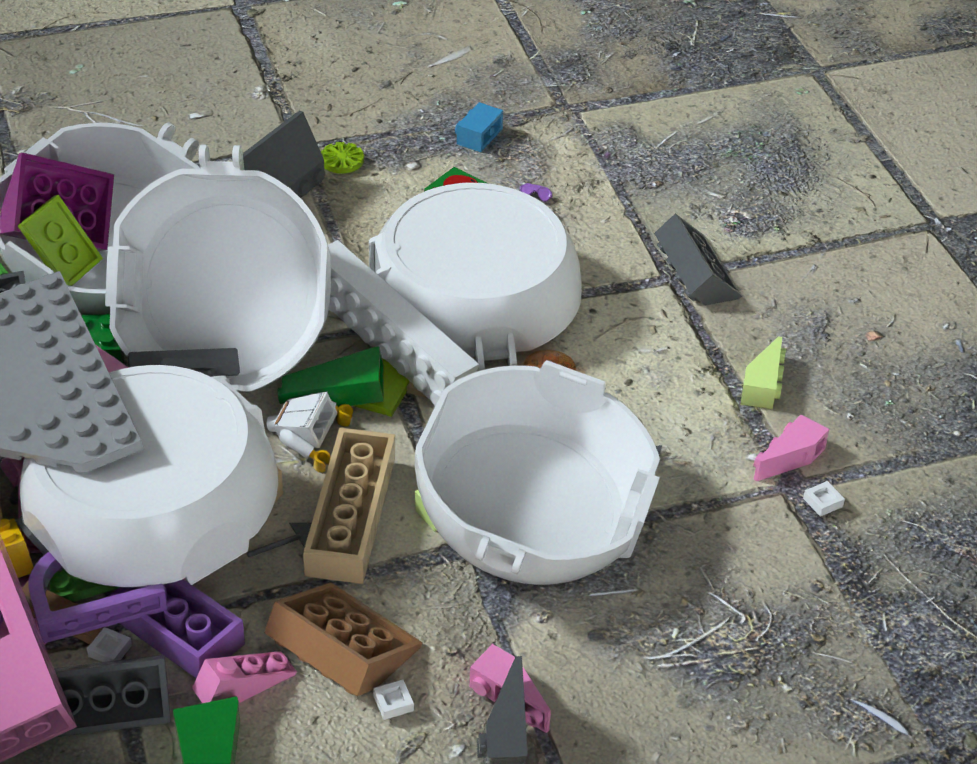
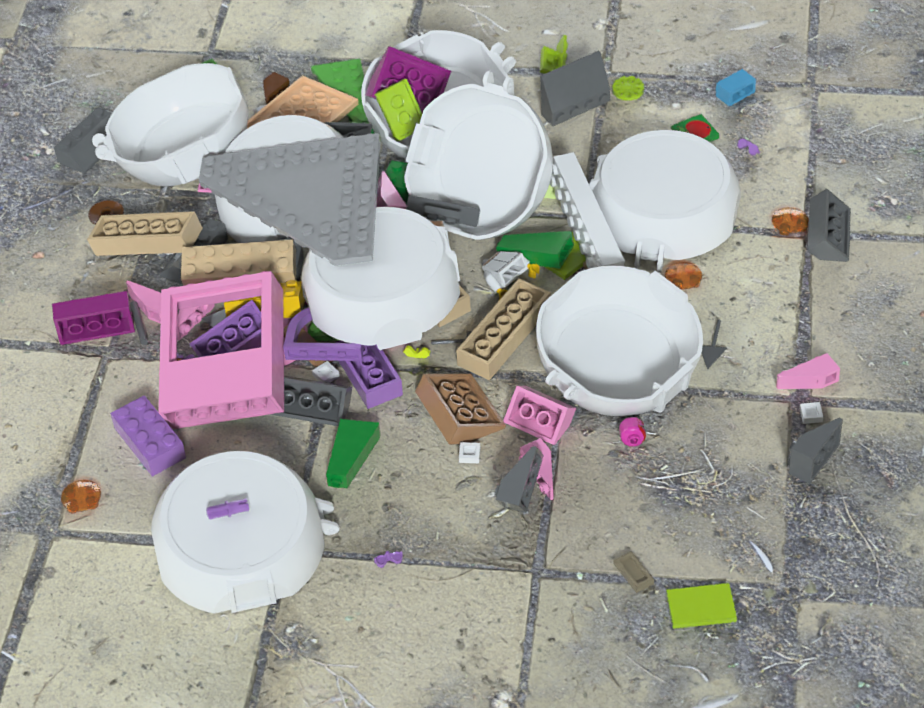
camera: 30 degrees right, 5 degrees up
(223, 140) = (553, 59): none -> lime bracket
(224, 577) = (419, 353): none -> neon yellow piece
(241, 676) = (390, 412): bright pink slope -> none
(464, 611) = (539, 414): none -> bright pink slope
(609, 595) = (633, 430): none -> dark pink head
(641, 267) = (790, 220): none -> clear orange dish
(761, 377) = (822, 320): yellowish green slope -> none
(867, 549) = (814, 450): none -> dark grey slope

